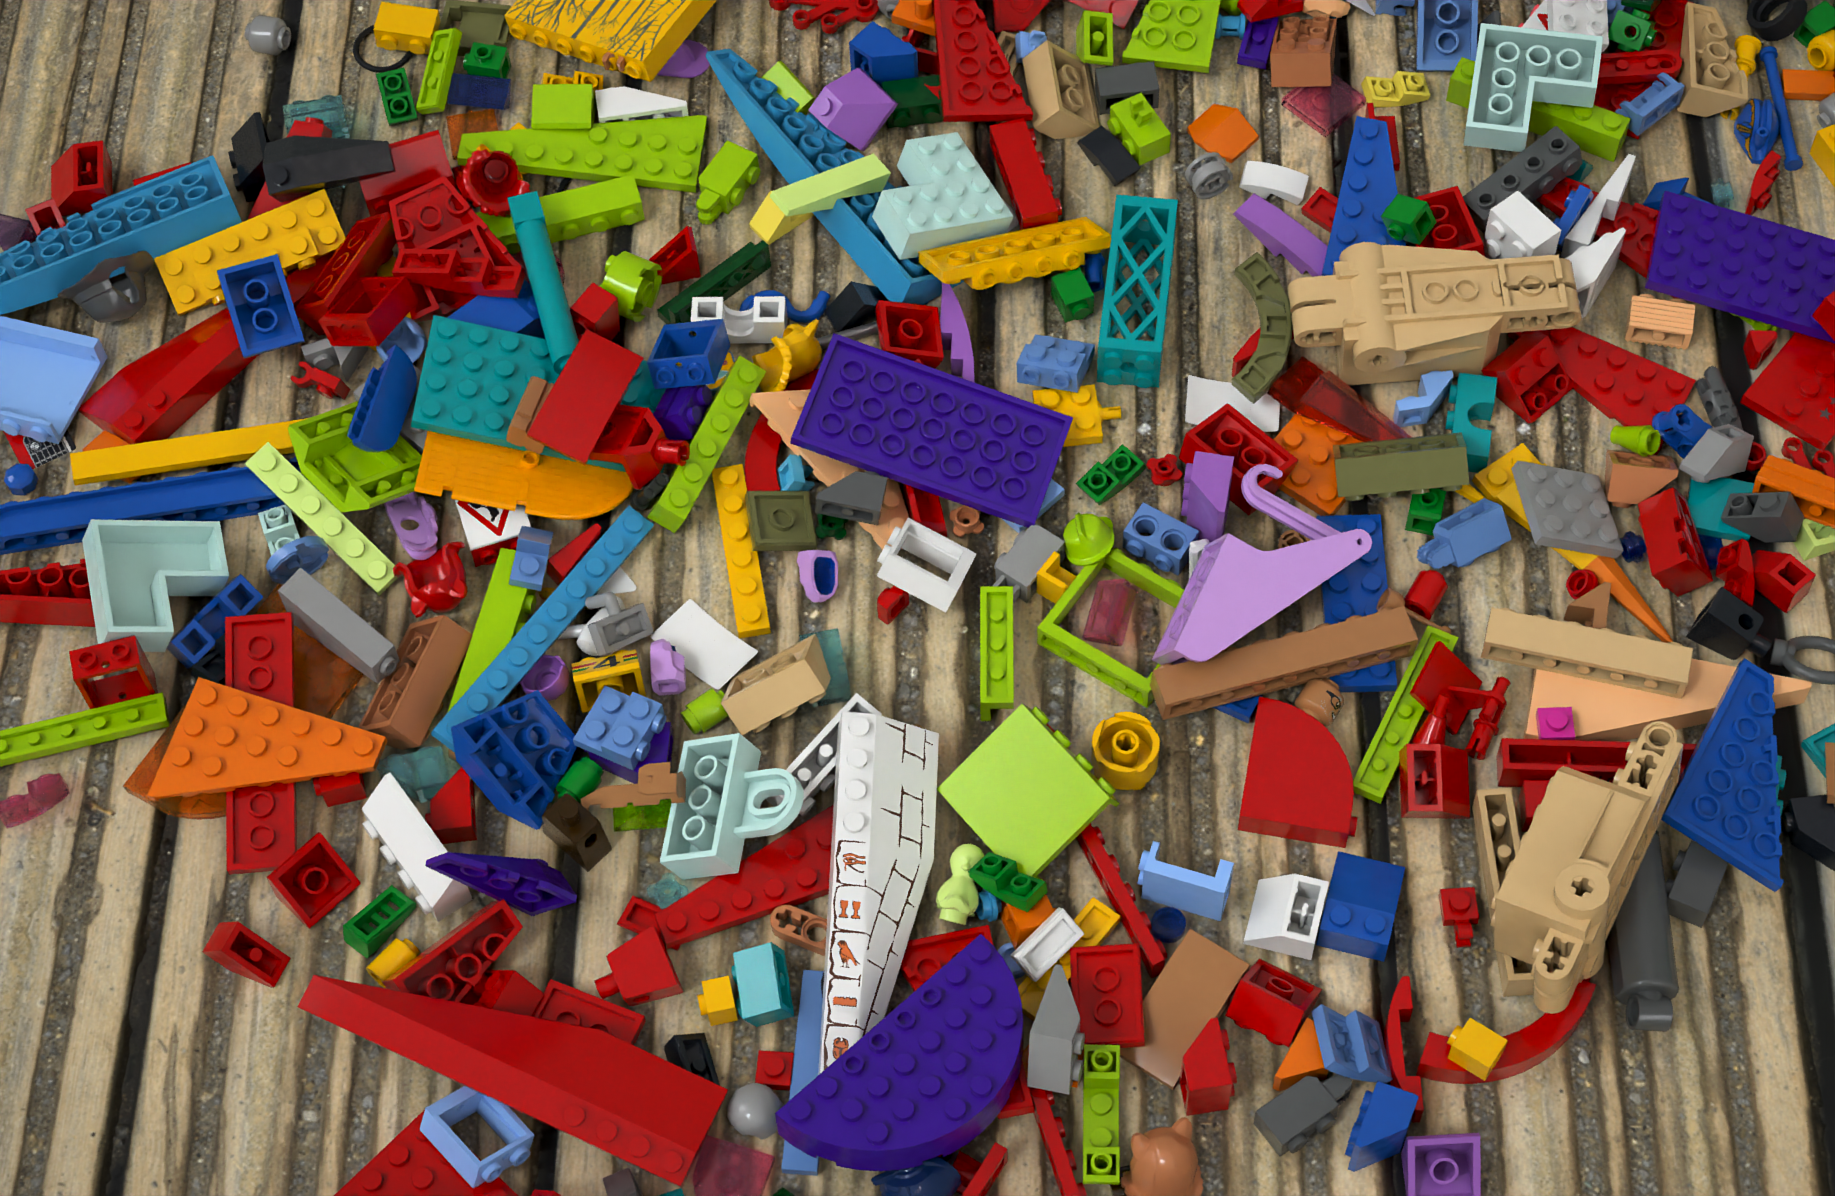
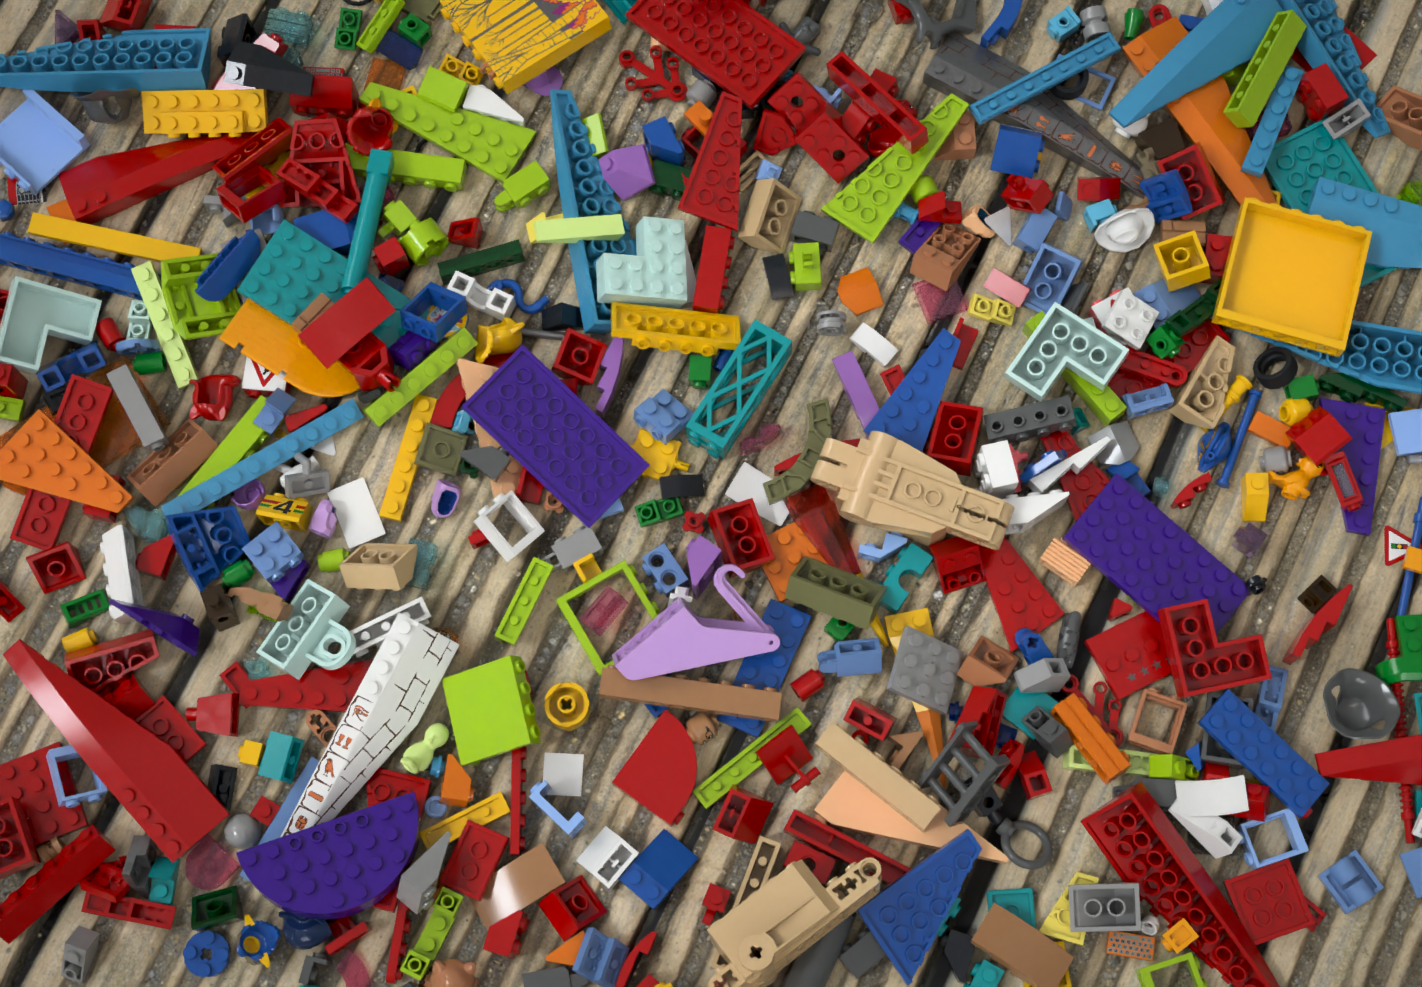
camera: 25 degrees right, 15 degrees up
(248, 563) = (109, 333): none -> red brick
(260, 306) = (188, 159): blue slope -> none
(326, 383) = (211, 226): red plate -> none
(328, 572) = (150, 363): none -> green brick
(421, 541) = (219, 363): lavender piece -> none
(581, 267) = (396, 219): none -> lime brick
(1002, 879) = (450, 762): green slope -> none
(1047, 944) = (454, 812): white tile -> none
(1088, 539) = (619, 552): lime piece -> none
(1095, 38) = (809, 189): lime slope -> none
(1124, 433) = (681, 486): none -> black slope
(1168, 924) = (538, 827): clear blue tile -> none
(1174, 840) = (563, 773): none -> white sticker
(1198, 336) = (766, 434): none -> clear pink slope
(1394, 599) = (782, 684): medium nougat hinge -> none
(1401, 56) = (1007, 287): none -> tile
(1408, 219) = (932, 422): green brick -> none
(1434, 727) = (759, 781): red cone -> none
(1483, 734) = (790, 796): red axle -> none
(1533, 595) = (869, 720): none -> red brick
(1555, 723) = (833, 814): dark pink plate -> none
(1581, 582) = (909, 722): red plate -> none
(1638, 439) = (1001, 640): lime cone -> none
(1646, 176) = (1121, 447): none -> light grey slope
(1728, 583) = (981, 780): none -> dark grey fence

